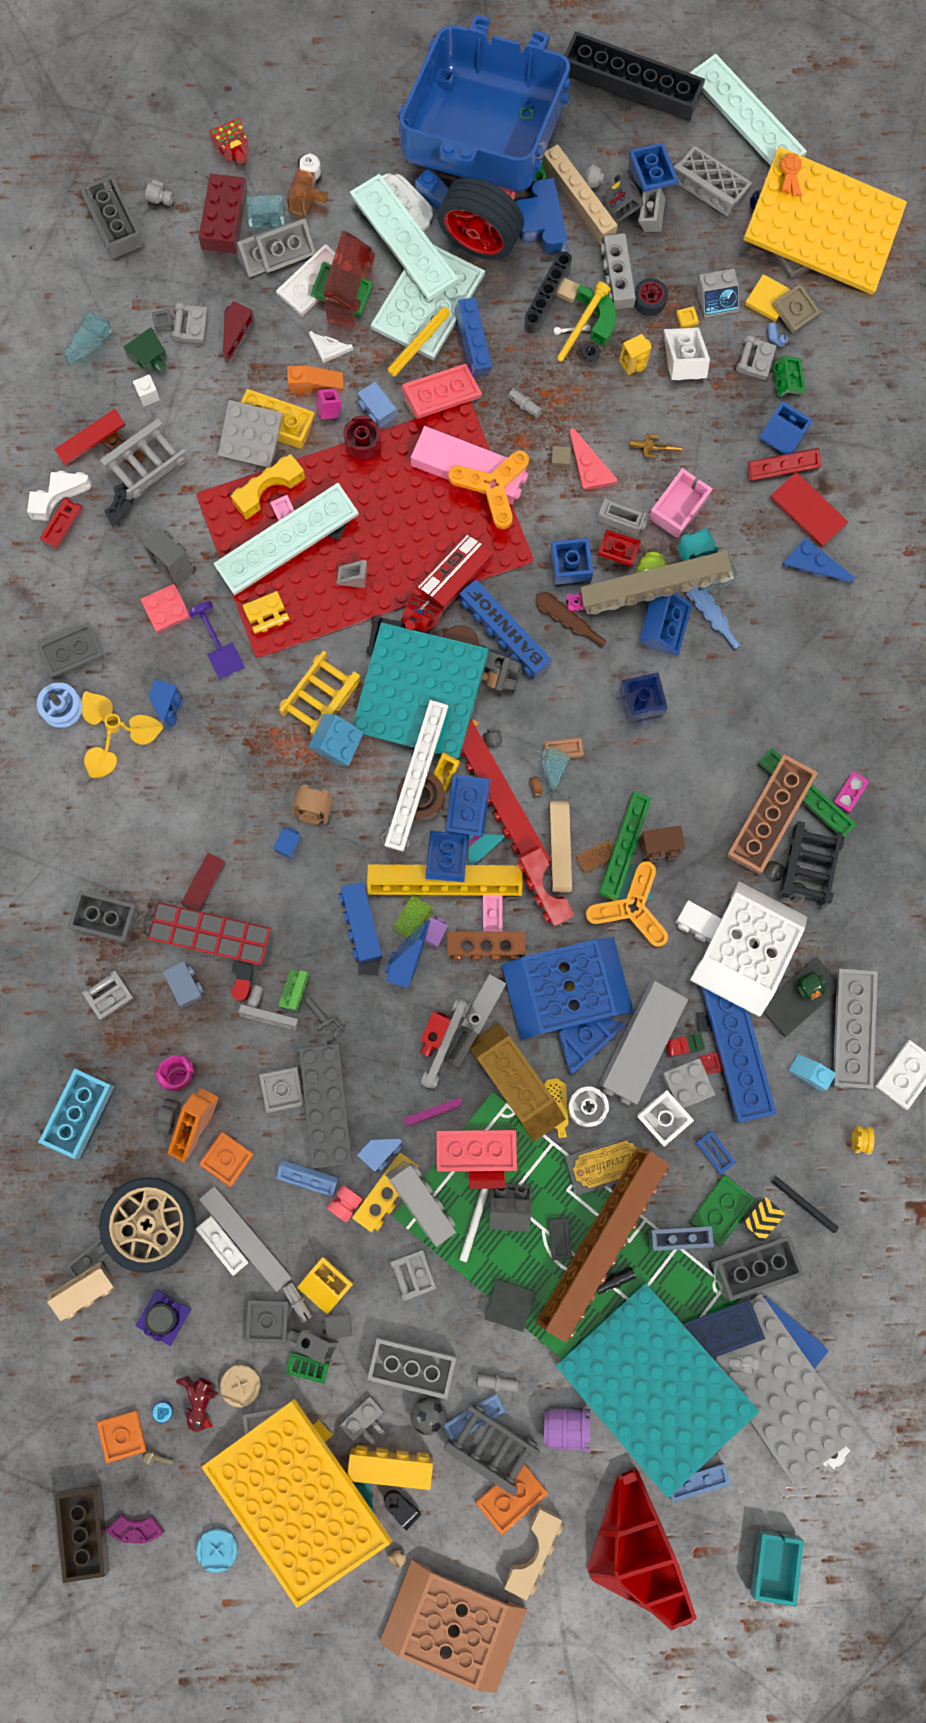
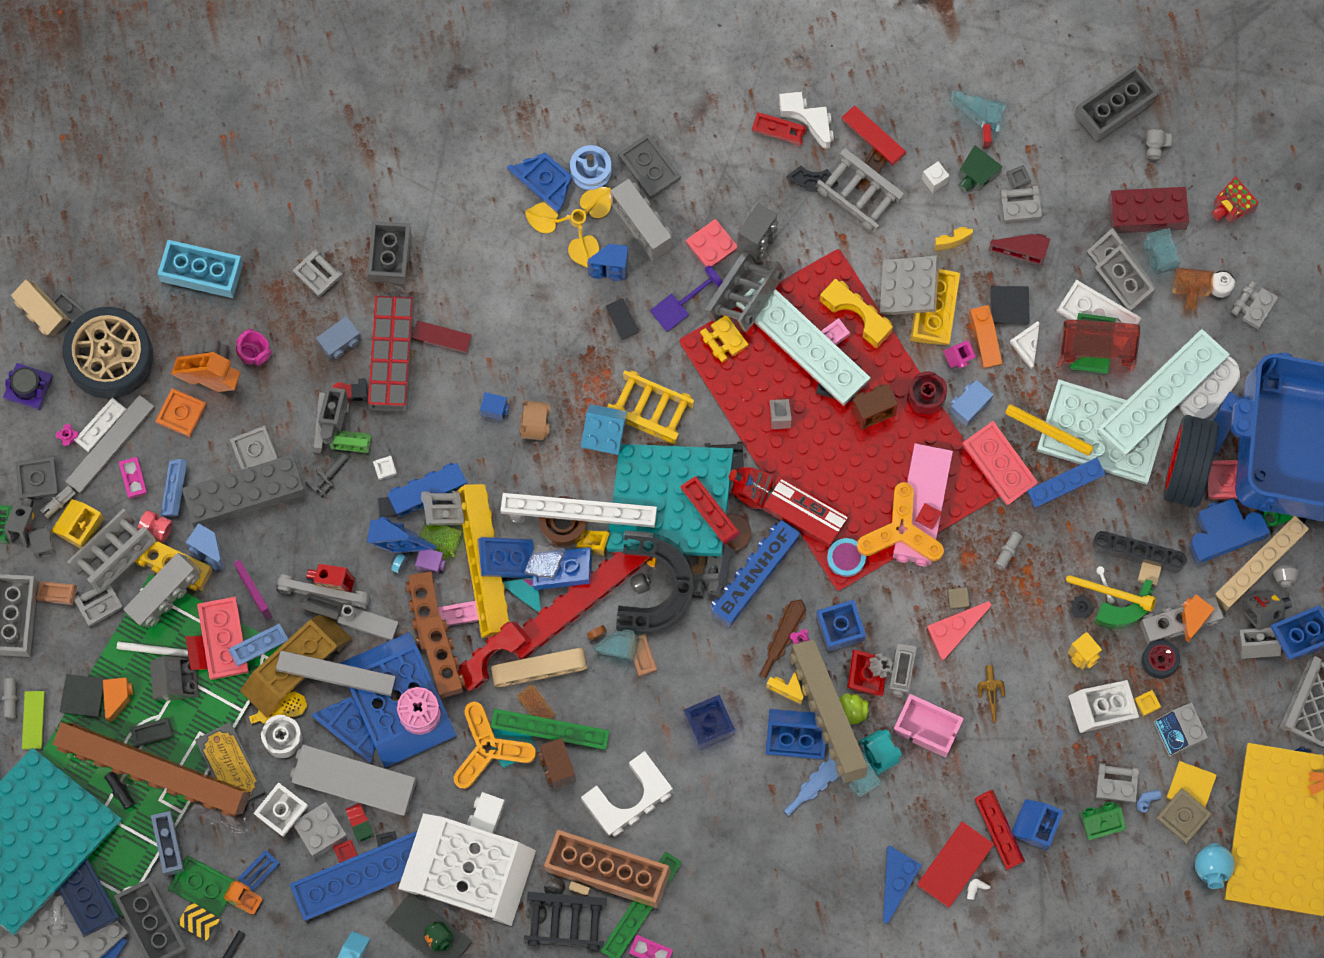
camera: 85 degrees right, 5 degrees down
(59, 753) = (544, 179): none -> blue wing
(115, 337) = (986, 136): none -> red tile
(127, 665) = (641, 220): none -> light grey brick
(208, 589) = (737, 278): none -> dark grey fence
(211, 387) = (960, 236): none -> yellow slope
(220, 1281) = (67, 440): none -> dark pink plate
(222, 706) = (622, 319): none -> black tile
(266, 1000) = (332, 413): none -> dark grey brick
(286, 352) = (1010, 304): none -> black tile
(287, 1219) = (133, 477): none -> dark pink piece
(327, 961) = (385, 468): none -> white tile
(337, 144) = (1259, 308): none -> light grey plate
(366, 486) = (874, 406): none -> reddish brown brick
(377, 1241) = (120, 560): none -> light grey fence
(391, 908) = (443, 514): none -> light grey plate
(394, 1317) = (56, 593): none -> nougat tile
(430, 963) = (399, 563): none -> medium azure tile
(443, 651) = (710, 510): none -> red tile
(457, 820) = (545, 561): none -> clear piece
(485, 458) = (928, 516): none -> red plate
(492, 1115) = (258, 645): none -> medium blue plate
(506, 544) = (844, 558): none -> tile
(516, 1269) = (116, 696): none -> orange slope
(520, 701) = (679, 599): none -> black piece
(524, 1361) = (33, 720): none -> lime tile
(538, 1040) = (335, 673): none -> light grey tile
(567, 924) = (428, 629): none -> dark orange brick
(594, 974) = (423, 721): none -> bright pink wheel
(616, 532) = (881, 665): none -> light grey gear
(621, 618) = (791, 691): none -> yellow slope
(623, 253) = (1195, 615): none -> orange slope
(699, 760) = (614, 819): none -> white arch
(744, 1172) = (242, 897): none -> orange animal
(783, 846) = (579, 889): none -> tan tile
(831, 498) = (972, 888): none -> white animal
(848, 289) = (1214, 865): none -> medium azure brick

